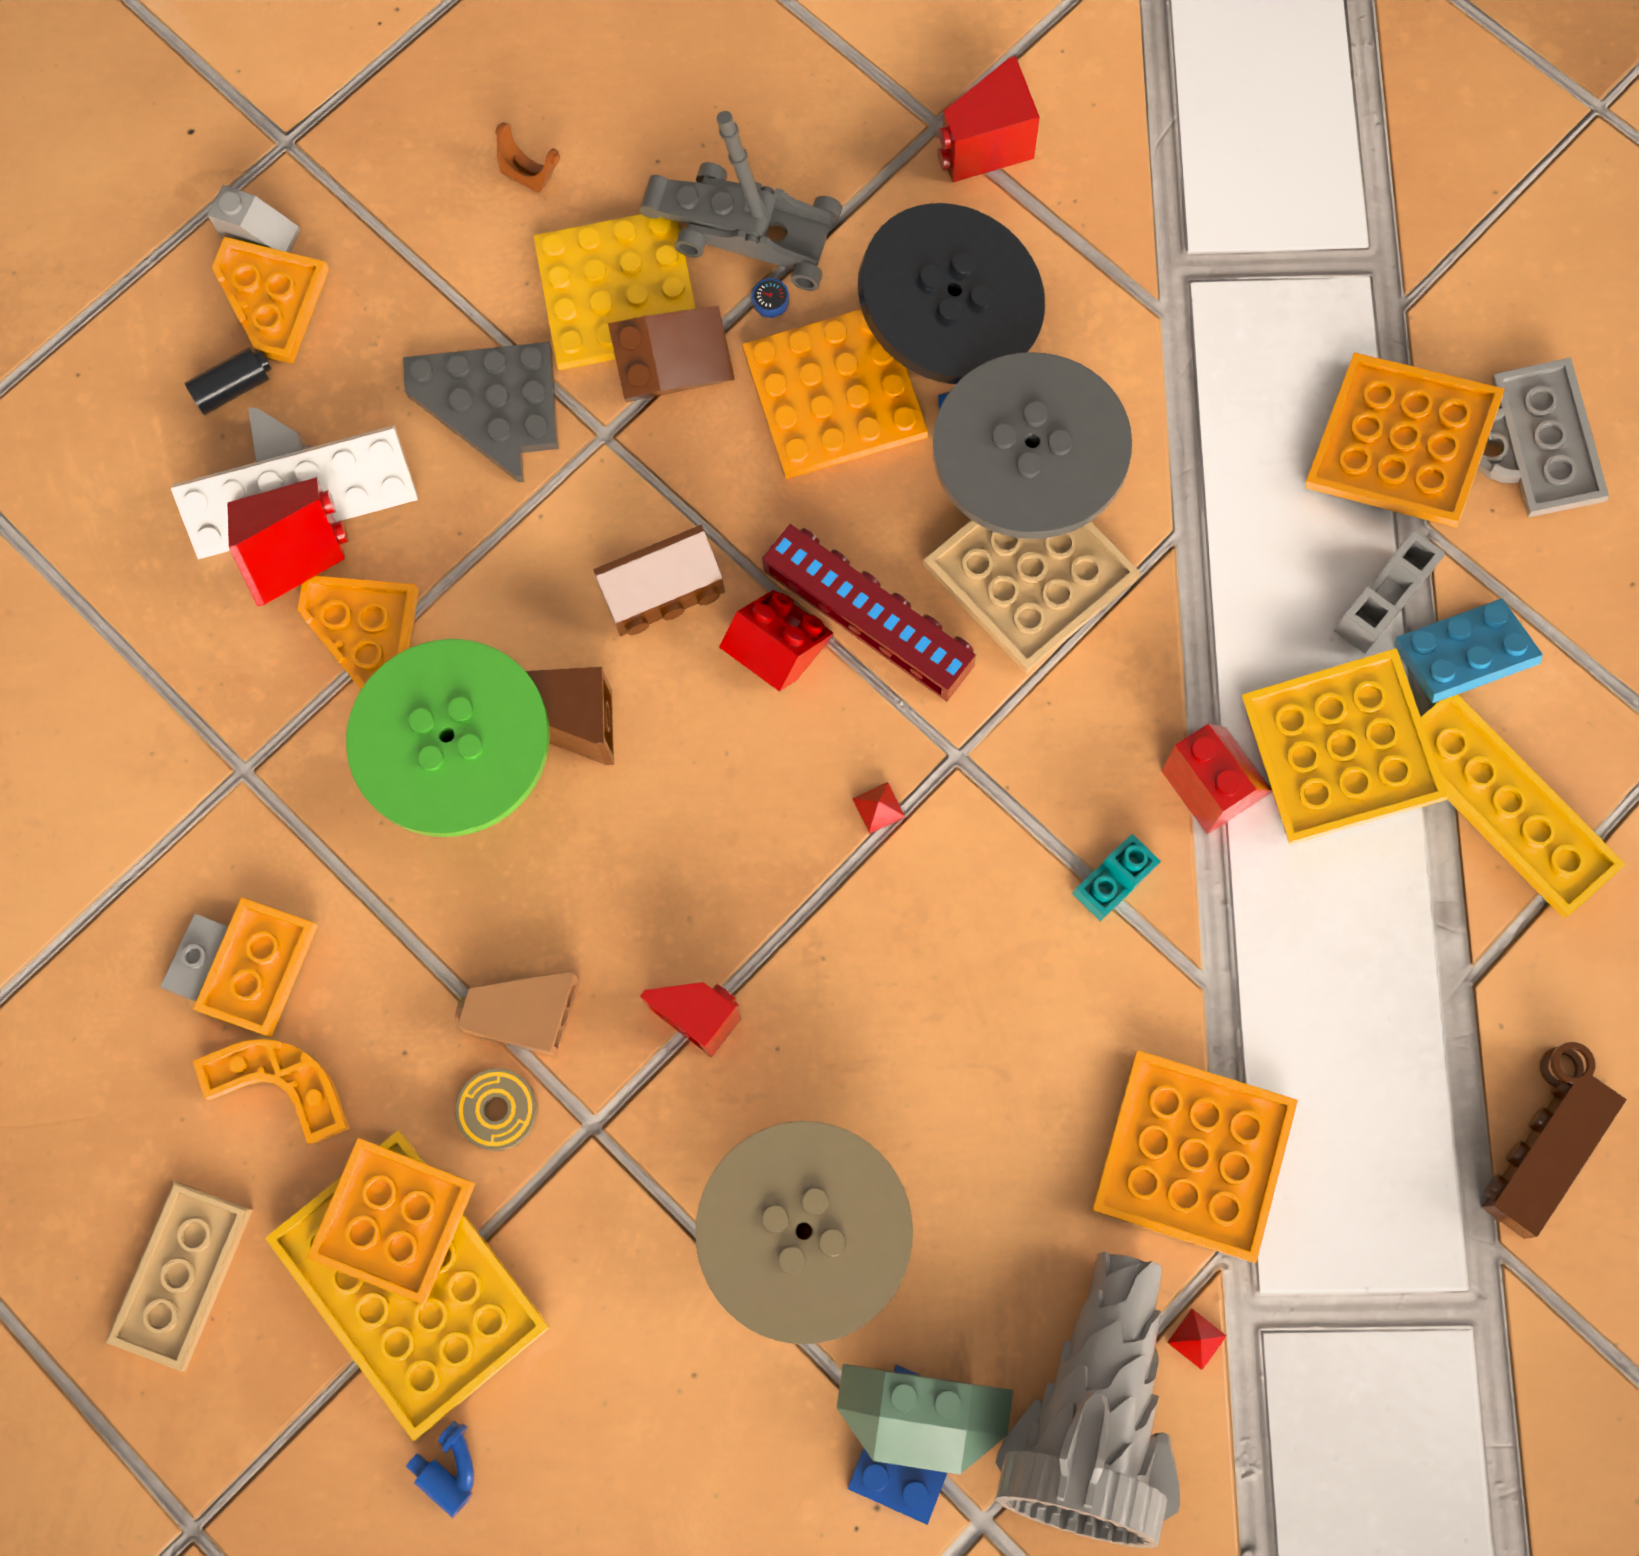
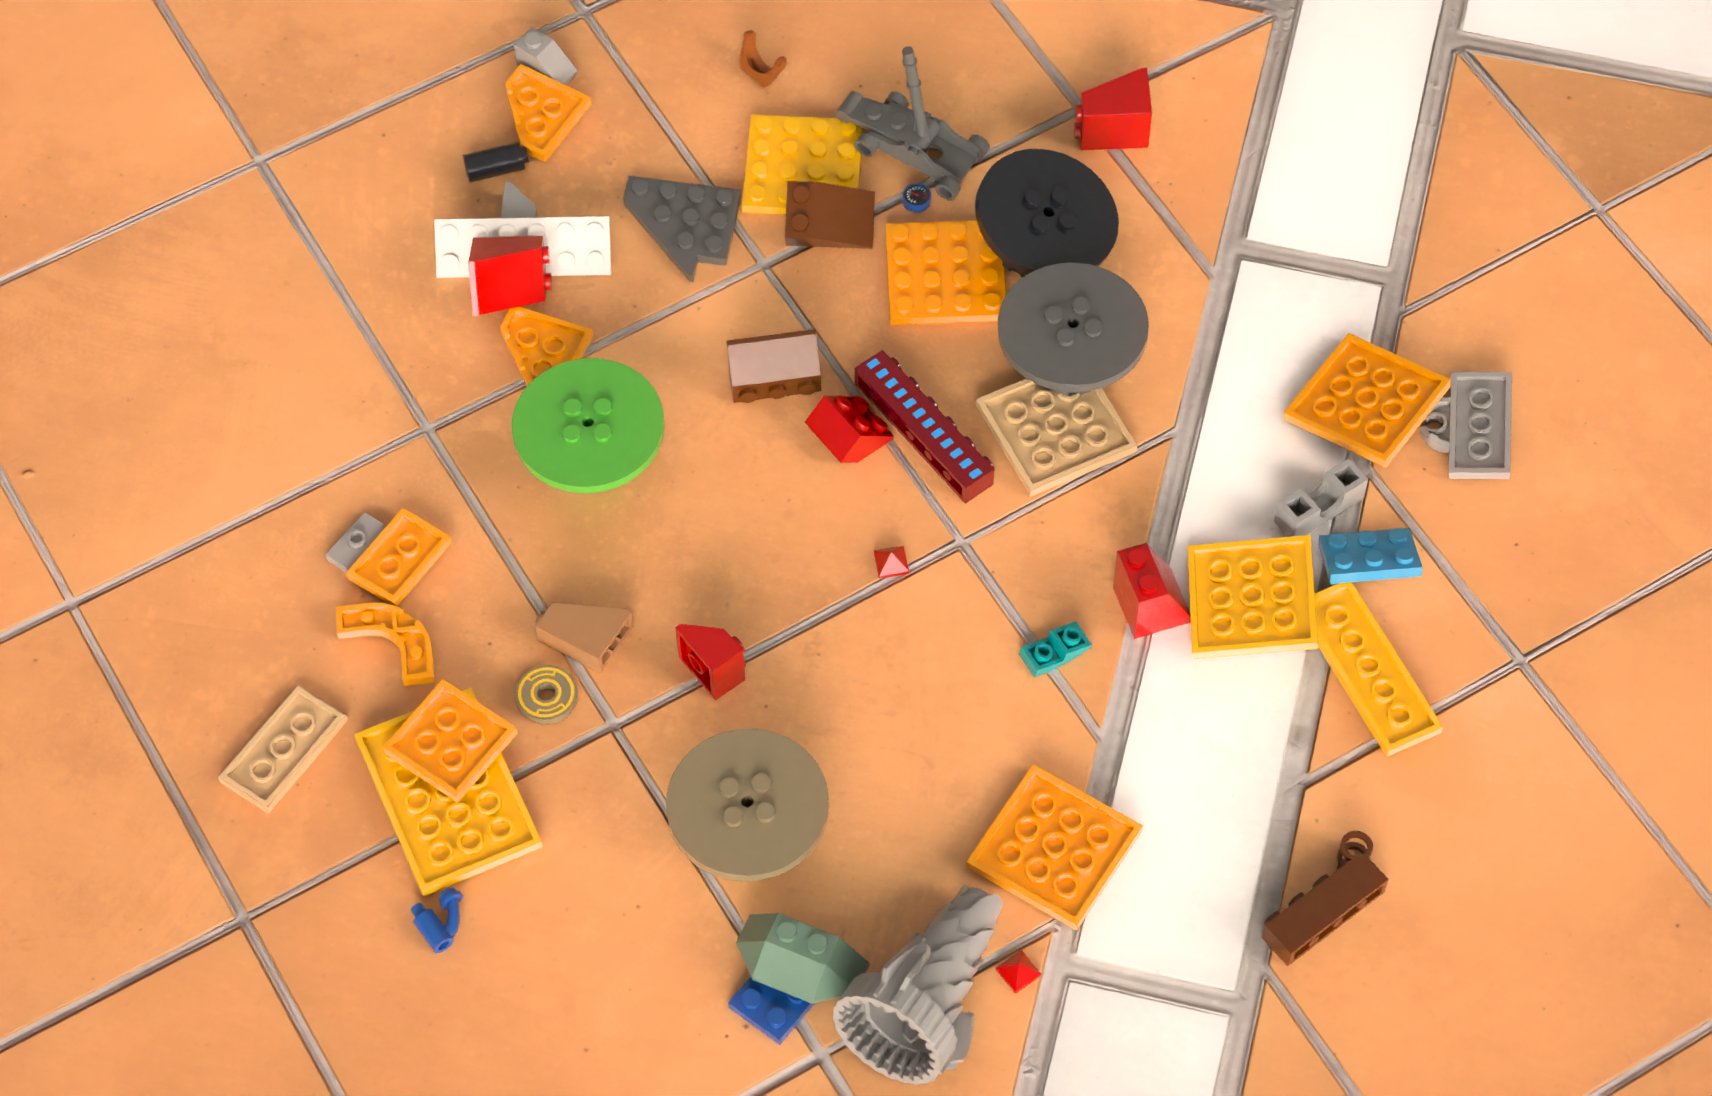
camera: 10 degrees right, 15 degrees down
(578, 710) = (687, 439): reddish brown slope -> none

